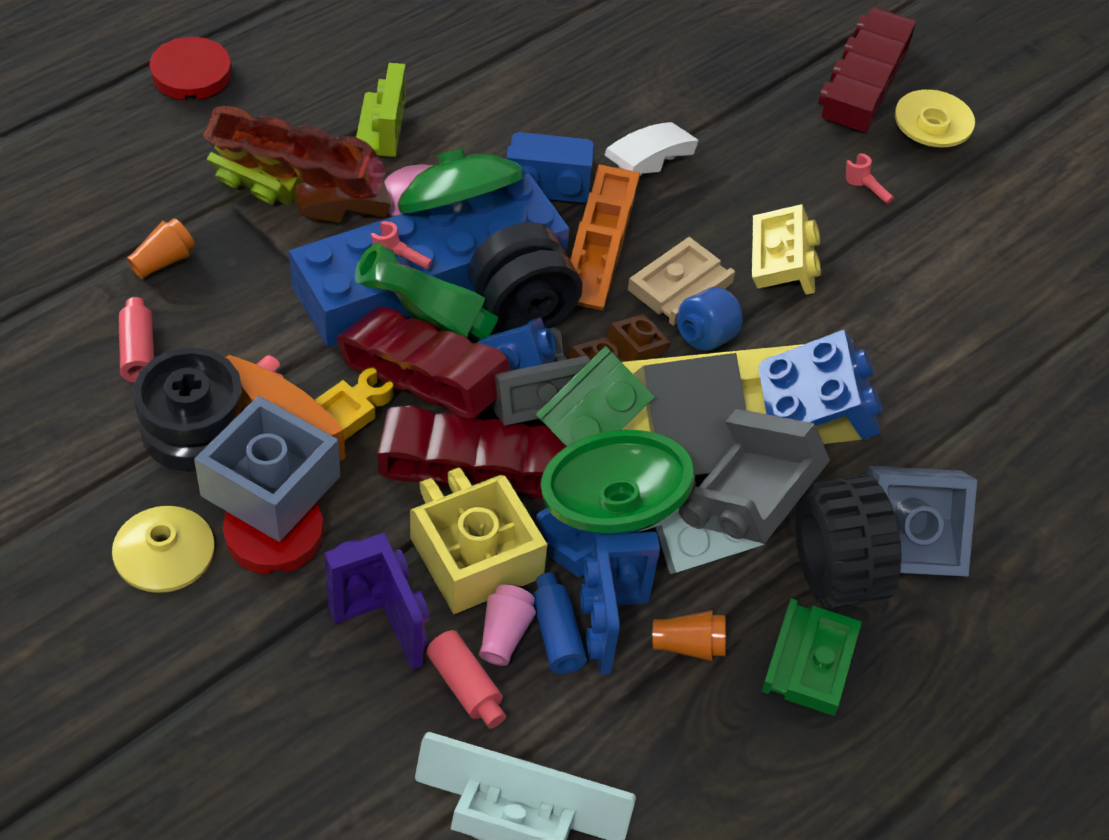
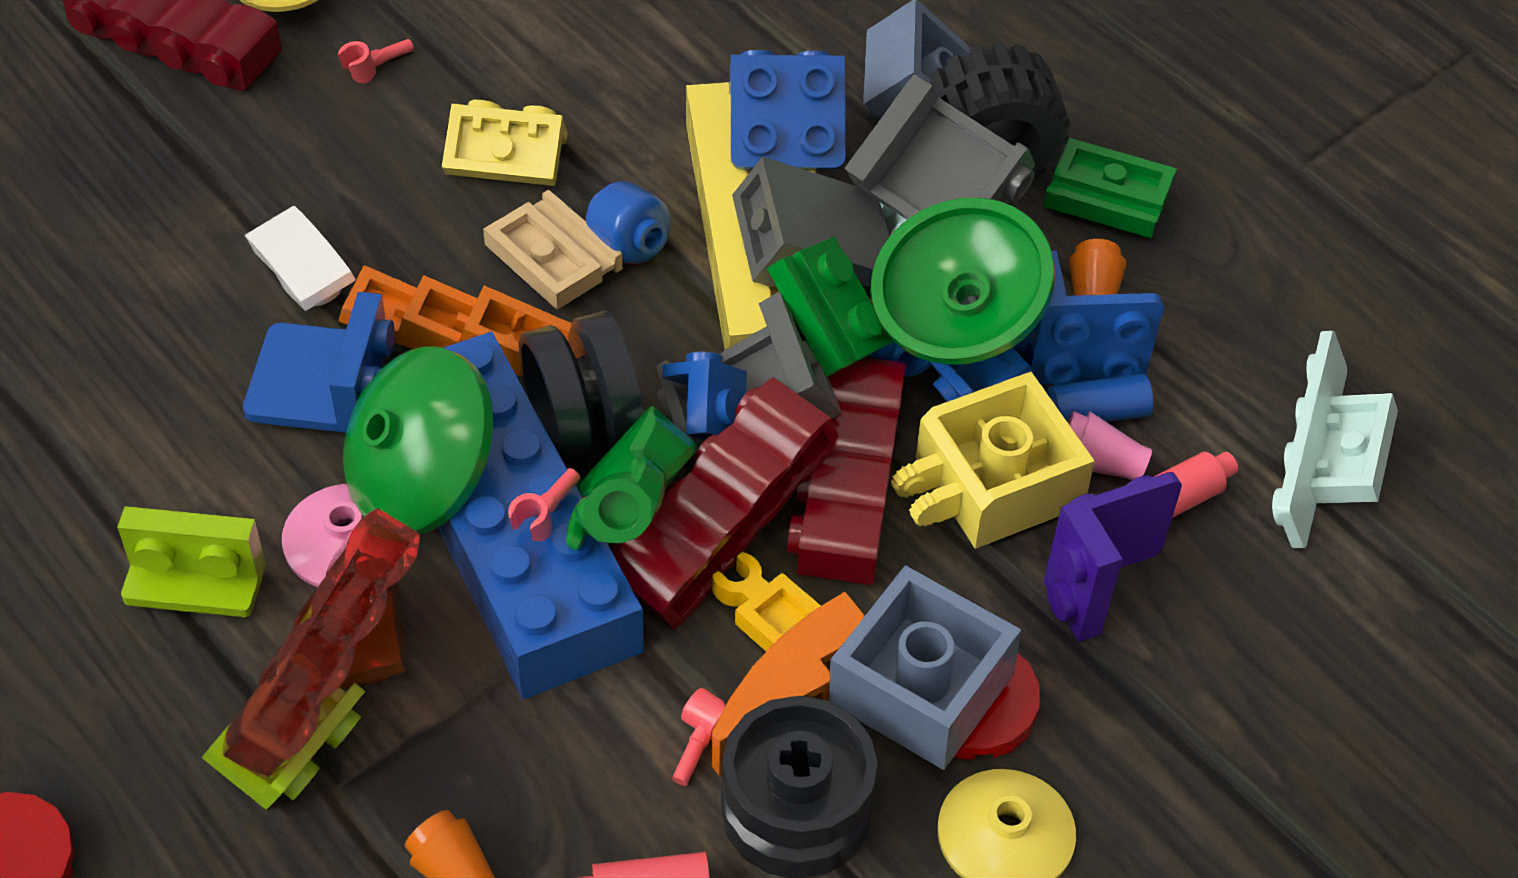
camera: 85 degrees left, 0 degrees up
(628, 340) = (661, 318): reddish brown slope -> none

